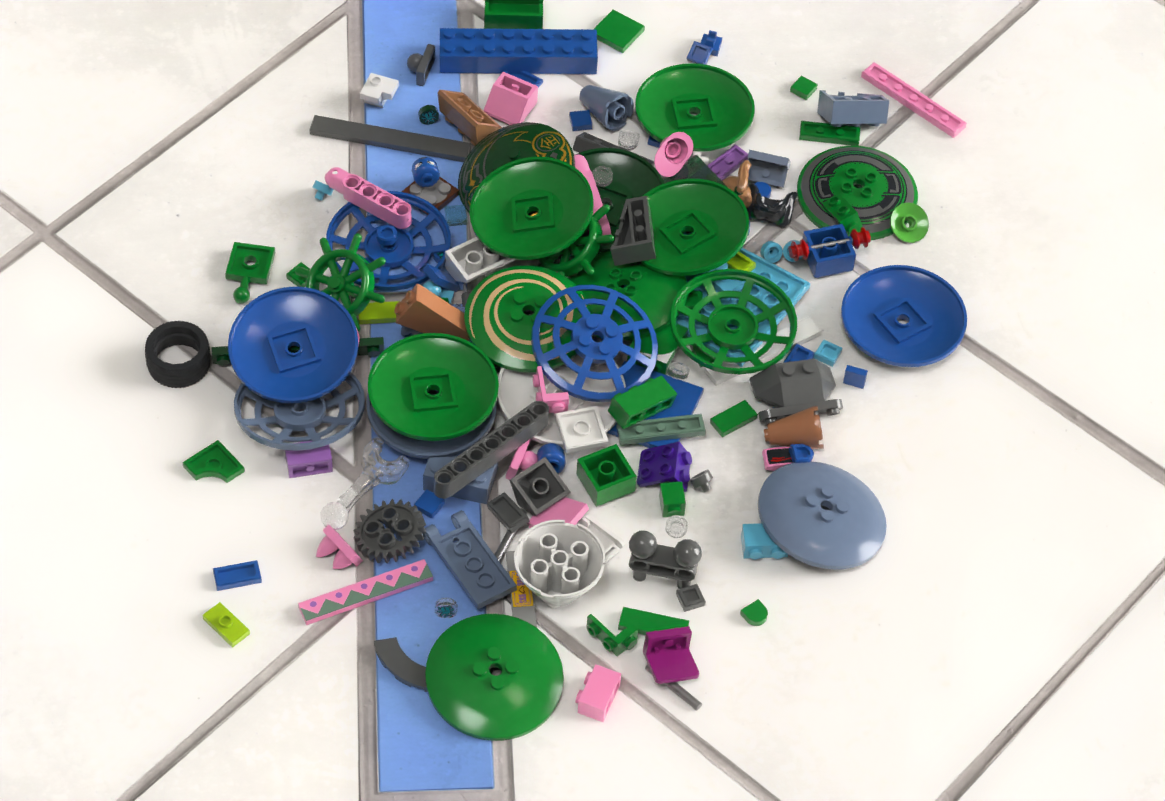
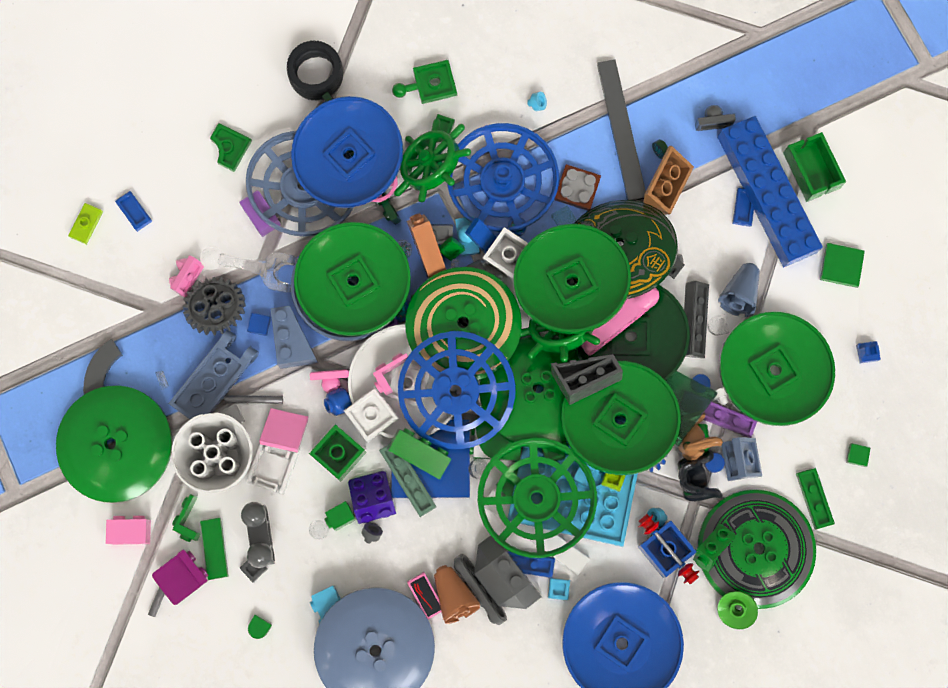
camera: 70 degrees right, 25 degrees up
(365, 592) = (156, 312): tile -> none
(370, 197) = (537, 113): bright pink piece -> none
(378, 90) = (662, 96): white brick -> none
(378, 313) = (434, 206): lime tile -> none
(425, 172) = (586, 174): blue head -> none
(491, 449) = (302, 345): dark grey beam -> none
(508, 512) = (272, 389): dark grey tile -> none
(511, 99) = (707, 209): bright pink slope -> none
(538, 487) = (300, 404): dark grey slope -> none
(580, 120) = (720, 276): blue tile -> none
(603, 176) = (650, 321): clear tile -> none
(673, 153) = (704, 371): bright pink piece -> none
(699, 53) = (850, 347): blue tile -> none
(733, 418) = (451, 534): green tile -> none
(771, 251) = (645, 498): medium azure tile -> none
(801, 453) = (429, 607): blue tile -> none
(853, 110) = (847, 511): sand blue wedge -> none
(855, 376) = (539, 623): blue tile -> none
(913, 100) = (895, 561): bright pink tile -> none

